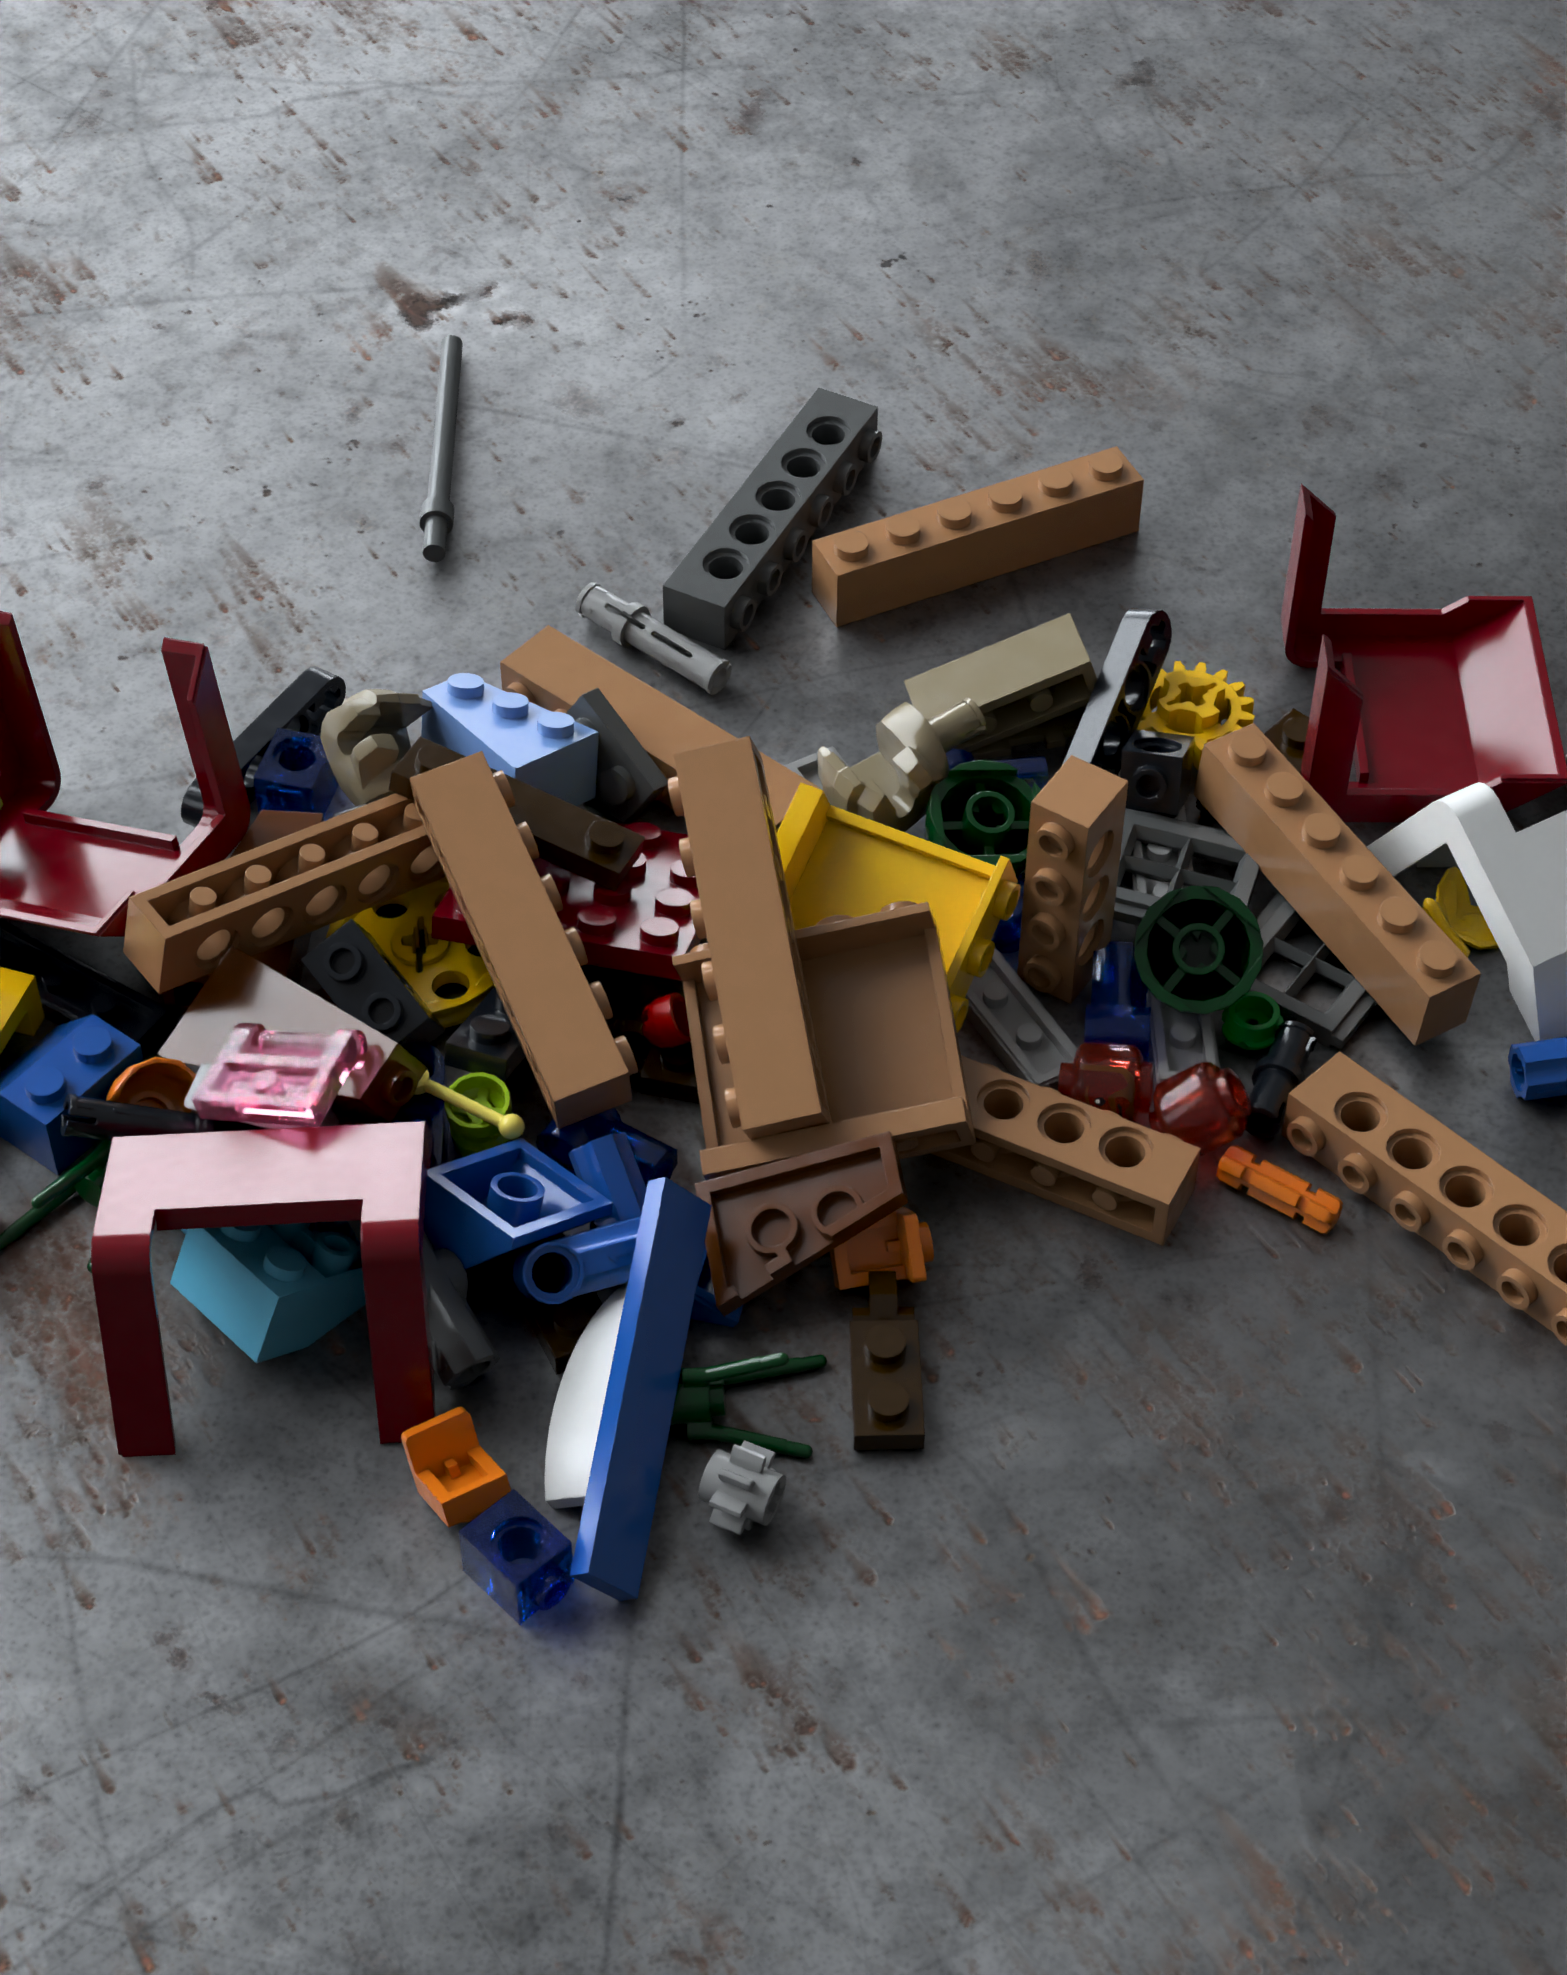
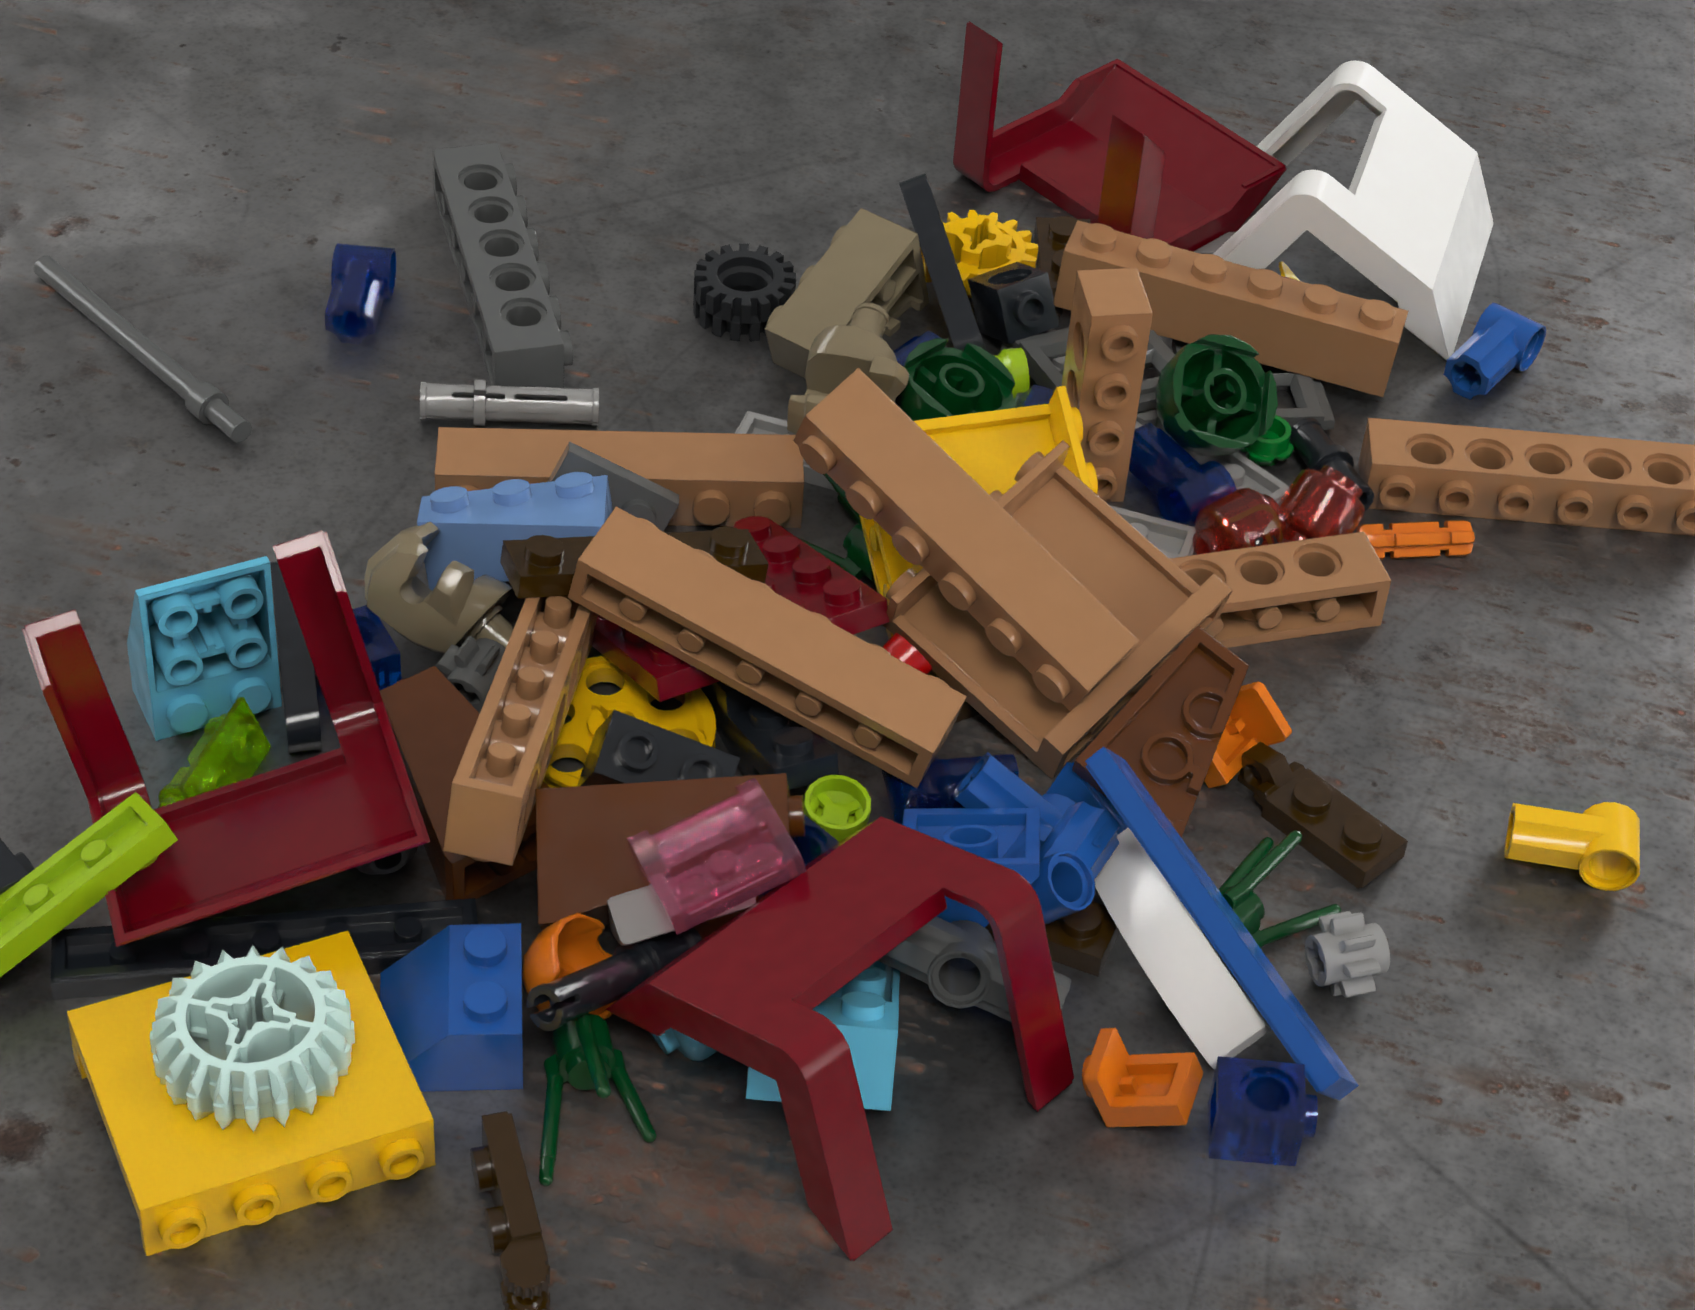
camera: 45 degrees left, 5 degrees down
(130, 800) = (223, 755): none -> clear neon green hinge
(144, 706) = (203, 646): none -> medium azure slope
(510, 1126) = (889, 804): light yellow hinge -> none
(656, 472) = (359, 284): none -> clear blue piece
(946, 620) = (741, 290): none -> black tyre
(976, 536) = (672, 208): medium nougat brick -> none
(1081, 1547) = (1597, 843): none -> yellow piece

